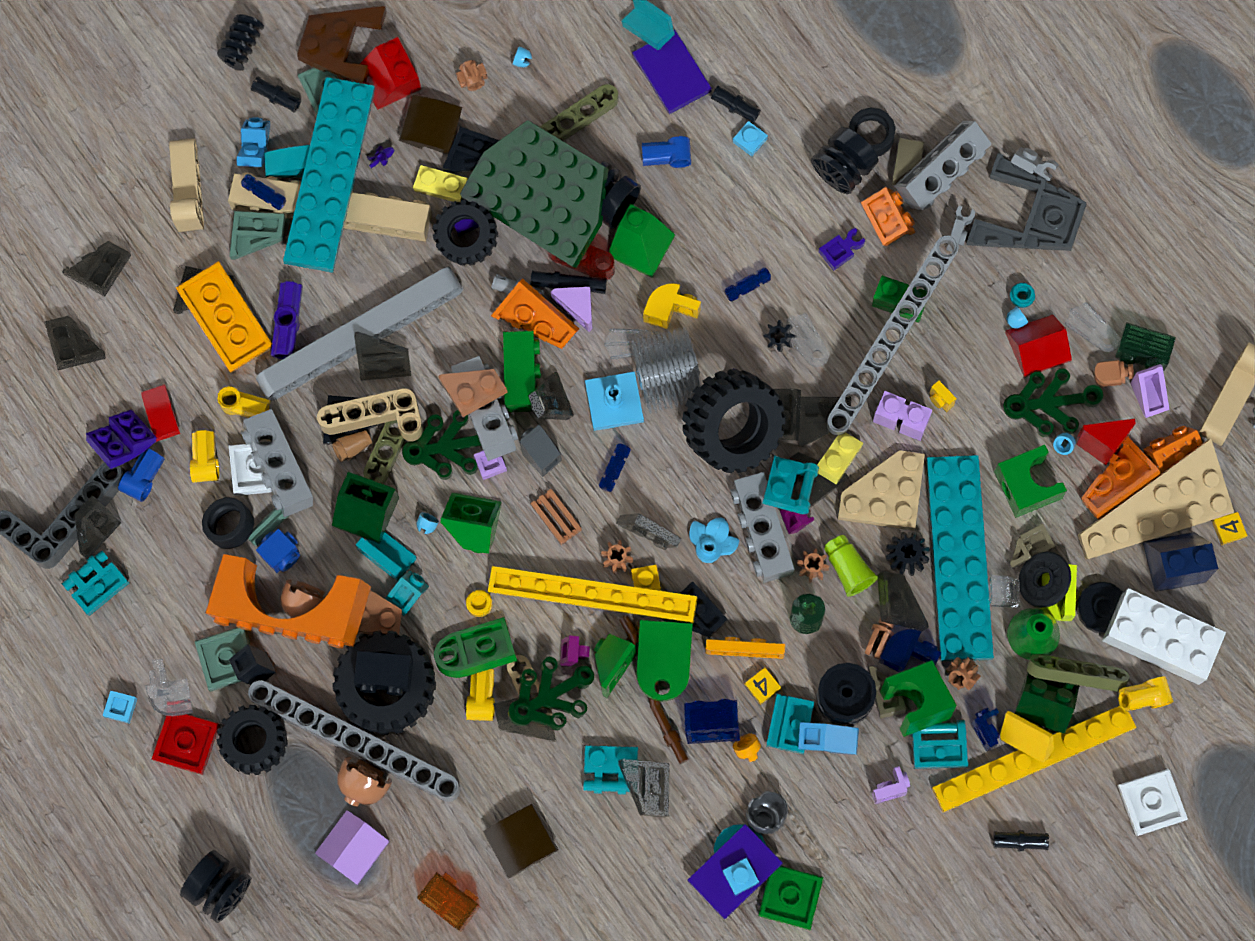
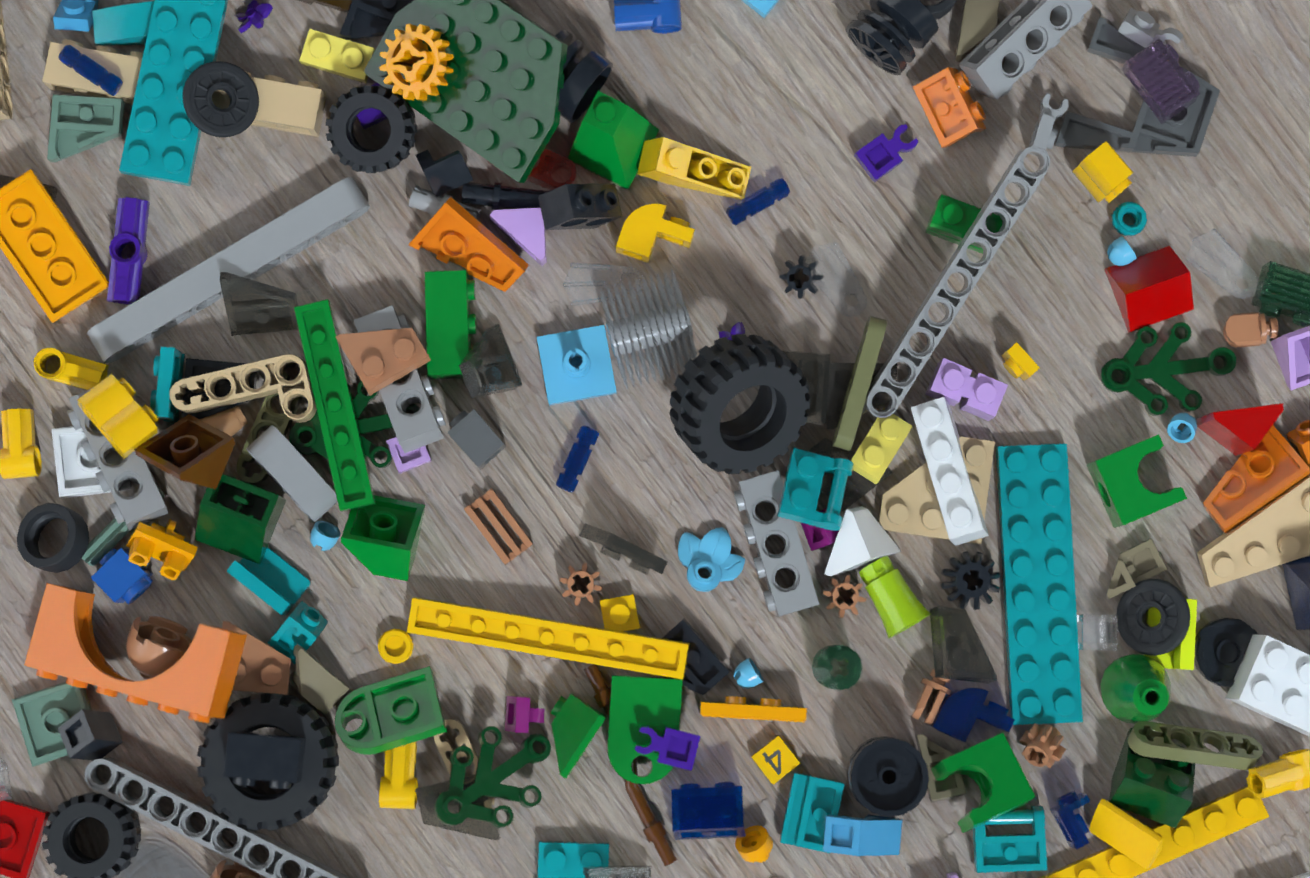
camera: 10 degrees left, 10 degrees up
(279, 430) = (118, 415): none -> yellow brick
(307, 528) = (162, 545): none -> light orange hips
(314, 401) = (169, 369): none -> teal plate
(331, 457) = (190, 451): none -> reddish brown slope
(346, 221) = (199, 103): none -> black wheel
(405, 476) = (293, 473): none -> light grey beam
(420, 627) = (316, 682): none -> dark tan slope
(436, 427) = (334, 405): none -> green plate
(500, 184) = (408, 50): none -> light orange gear
(518, 263) = (445, 172): none -> black panel
(617, 285) = (580, 206): none -> black brick
(687, 670) = (674, 747): none -> dark purple plate
(699, 260) = (693, 168): none -> yellow slope
(741, 623) = (747, 674): none -> medium azure hinge
(822, 409) = (859, 383): none -> olive beam
(823, 525) = (859, 542): none -> white slope
(889, 472) = (948, 471): none -> white arch
(1001, 260) = (1104, 173): none -> yellow brick
(1042, 195) = (1161, 80): none -> clear purple brick

